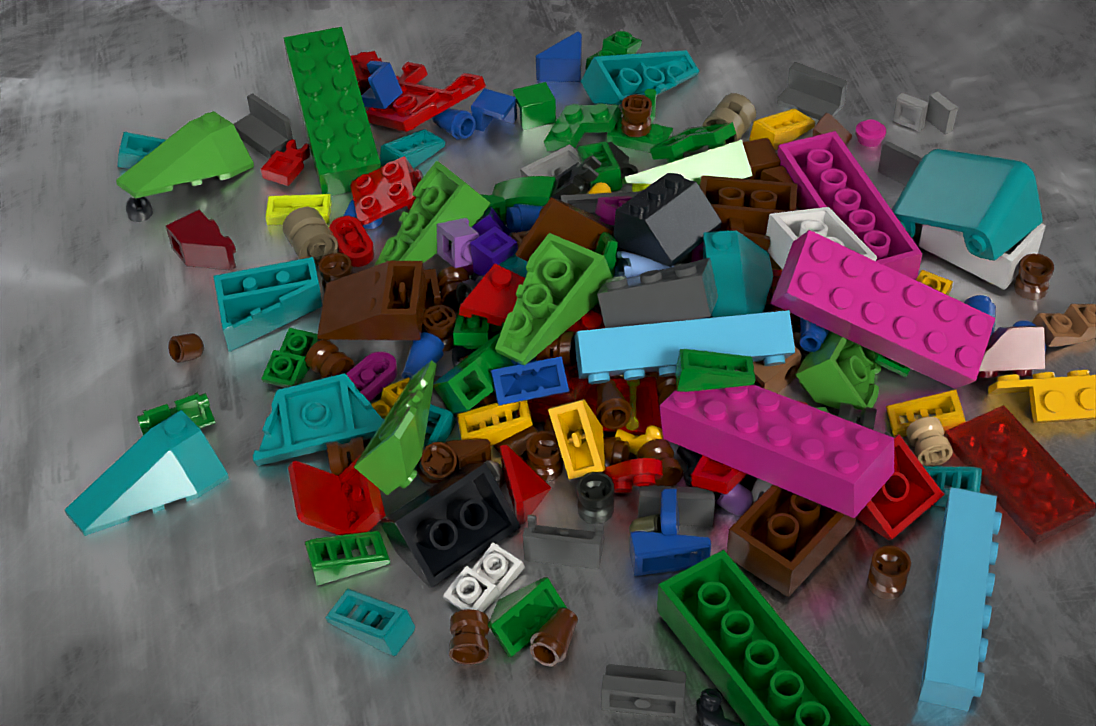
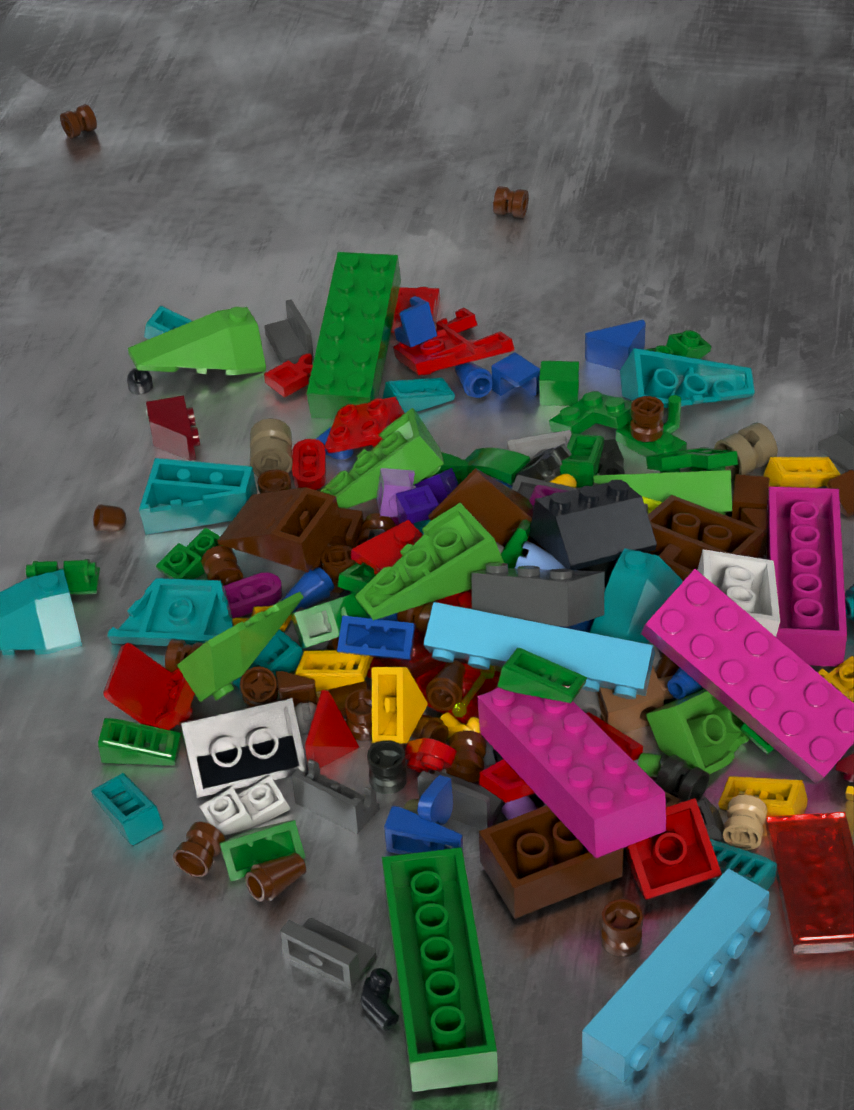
camera: 25 degrees right, 5 degrees down
(281, 206) = (299, 422): neon yellow tile -> none

